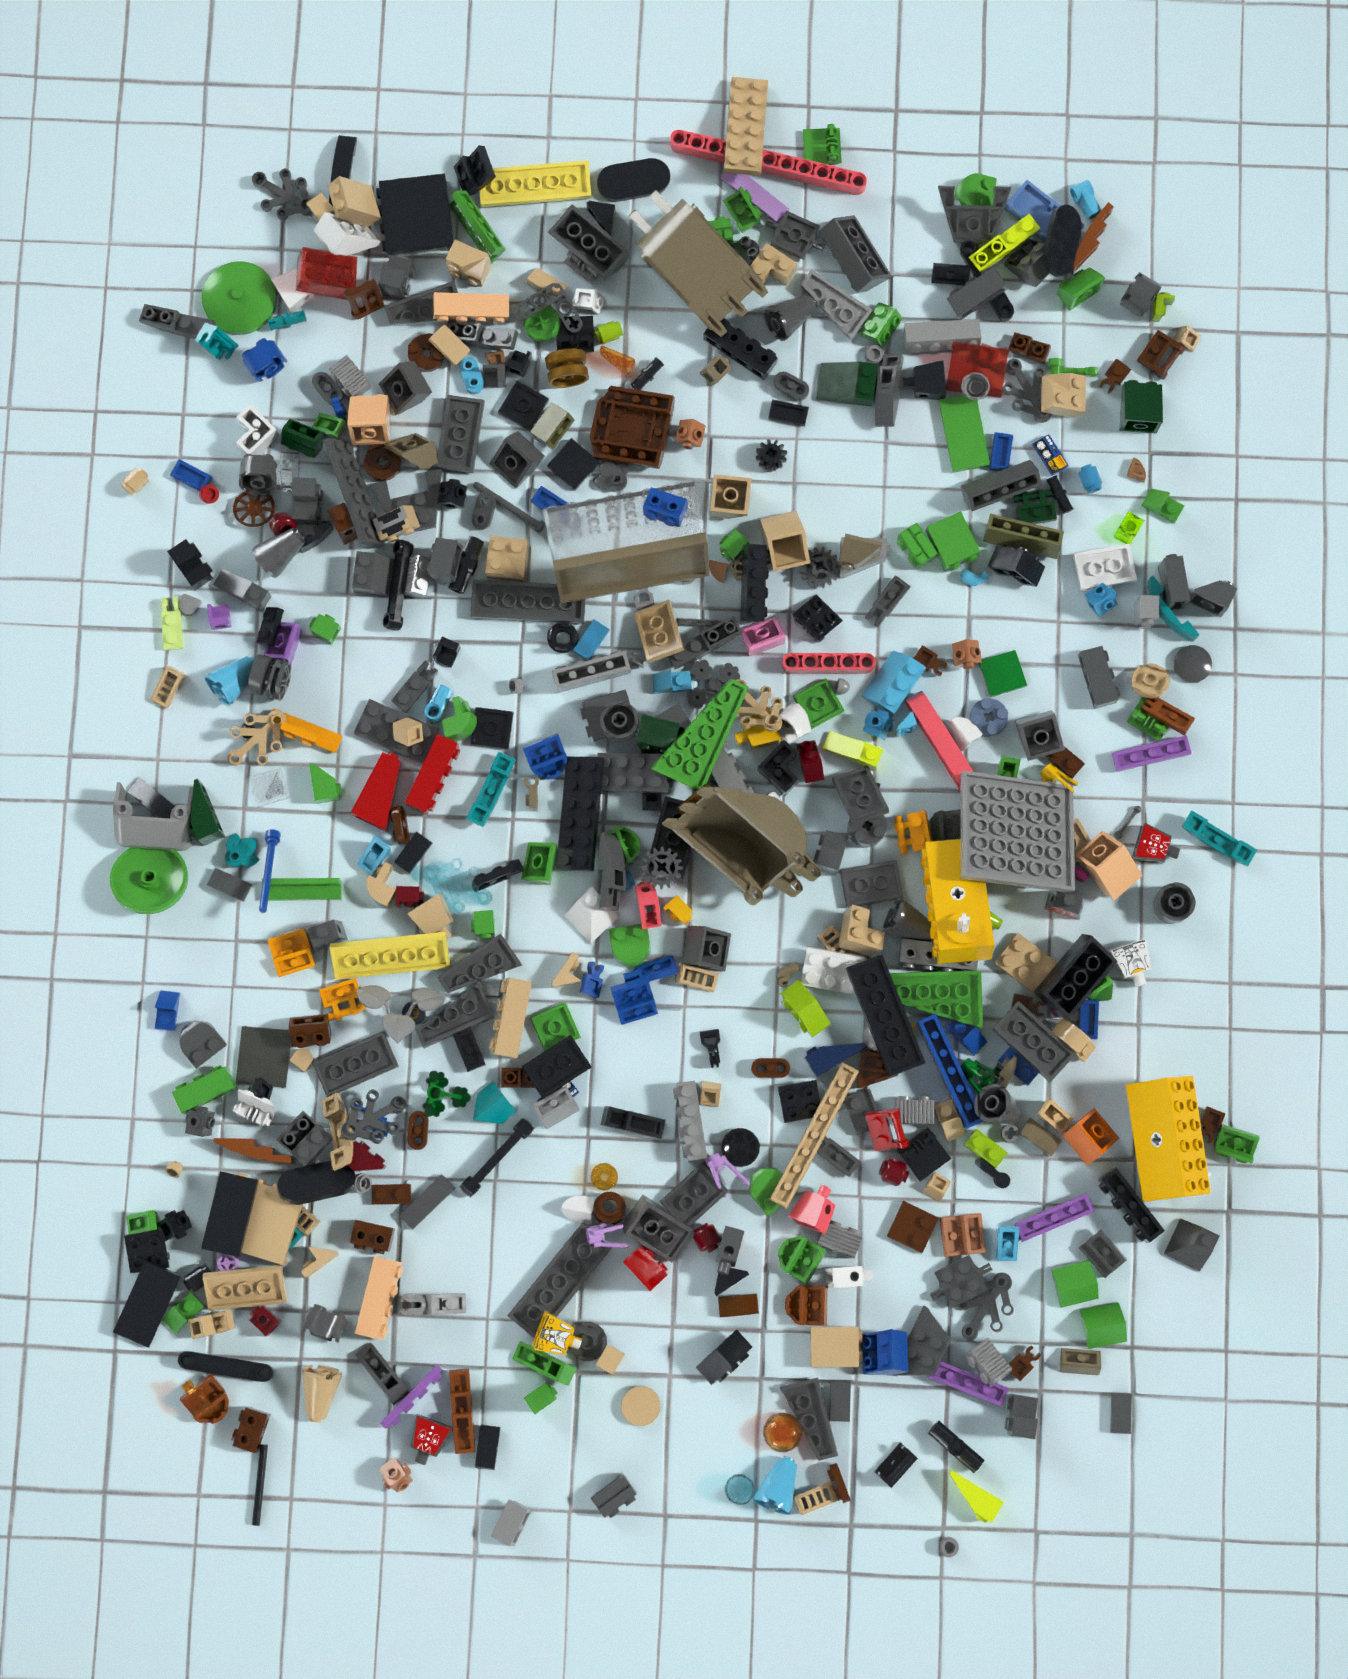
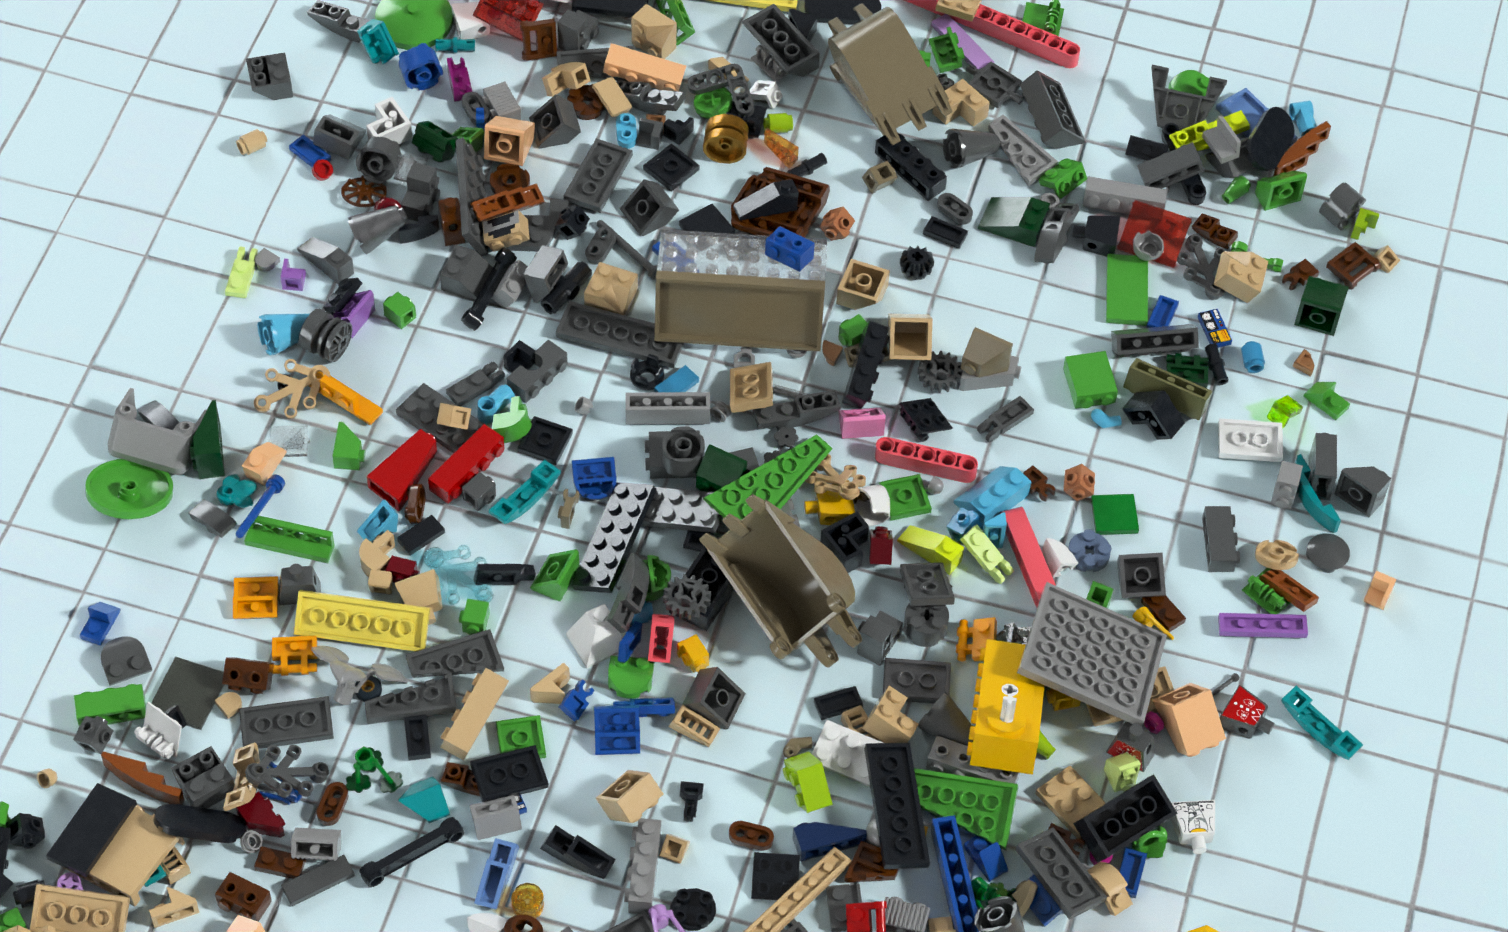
camera: 10 degrees right, 25 degrees down
(128, 404) = (270, 76): none -> dark grey slope
(177, 683) = (216, 316): tan slope -> none
(188, 561) = (280, 220): black brick -> none
(212, 453) = (338, 136): none -> dark grey slope
(255, 817) = (263, 462): none -> light nougat slope
(303, 359) = (458, 78): none -> magenta hinge
(389, 492) = (507, 202): none -> dark orange slope
(393, 912) = (380, 581): none -> tan slope
(399, 333) = (567, 75): none -> tan brick
(415, 450) = (547, 177): dark tan slope -> none
(417, 1173) = (316, 843): none -> light grey brick
(451, 797) = (479, 491): none -> dark grey brick
(461, 676) = (529, 382): none -> dark grey arch
(552, 425) = (695, 186): brick -> none
(572, 1159) = (496, 873): none -> medium blue slope
(623, 428) = (770, 200): none -> black slope
(623, 916) = (630, 642): none -> blue tile
(663, 1064) = (630, 796): none -> tan brick
(671, 682) = (745, 438): medium azure slope -> none
(810, 922) = (837, 702): none -> black tile
(902, 747) = (986, 554): none -> yellowish green hinge
(917, 546) = (1050, 375): bright green brick -> none
(1020, 259) = (1222, 141): none -> light grey panel
(1040, 297) = (1236, 189): none -> bright green cone
(1063, 929) = (1122, 771): none -> yellowish green slope
(1101, 599) = (1239, 465): dark azure brick -> none
(1184, 898) = (1256, 774): dark grey brick -> none
(1244, 693) = (1380, 590): none -> light nougat panel

